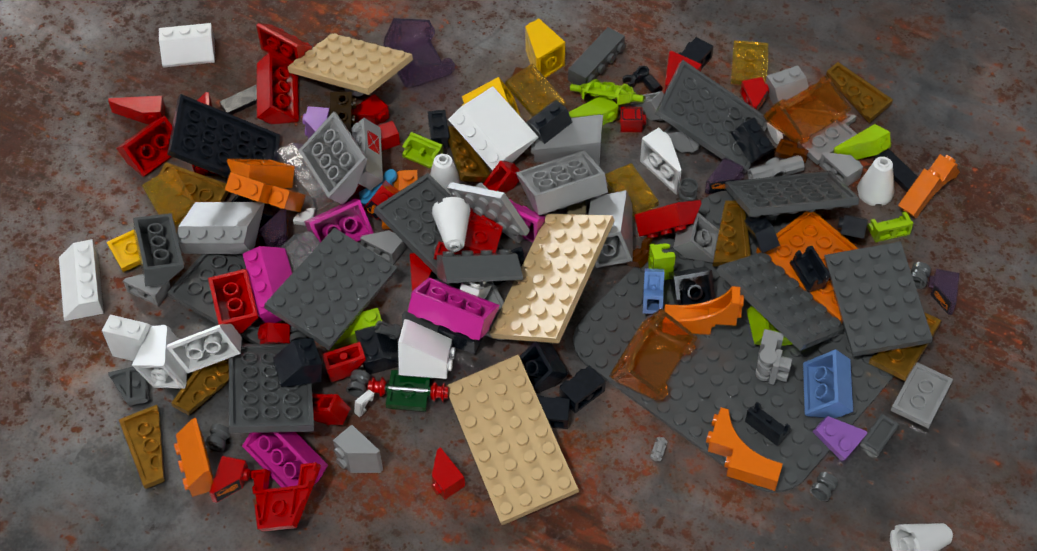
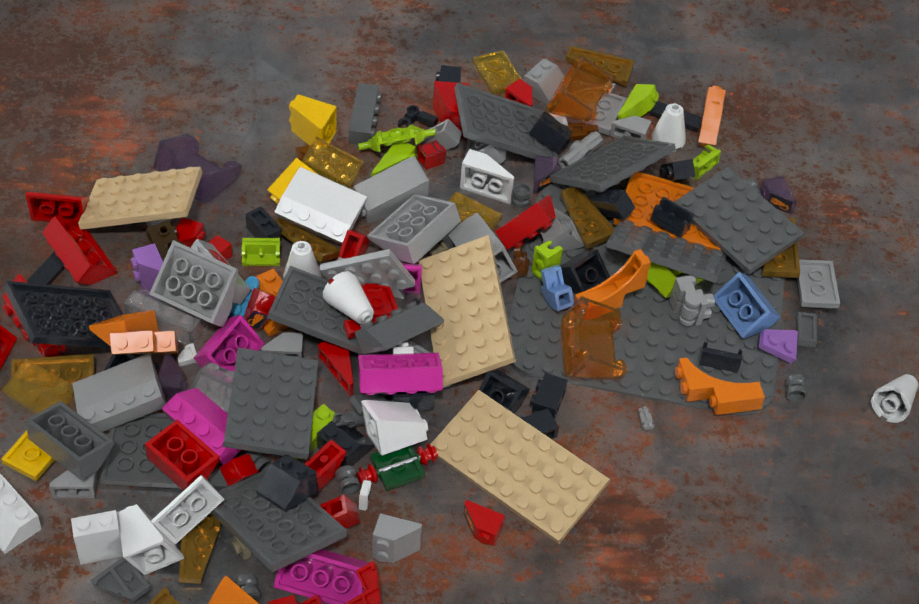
camera: 35 degrees left, 5 degrees down
(550, 121) = (368, 177): black slope -> none

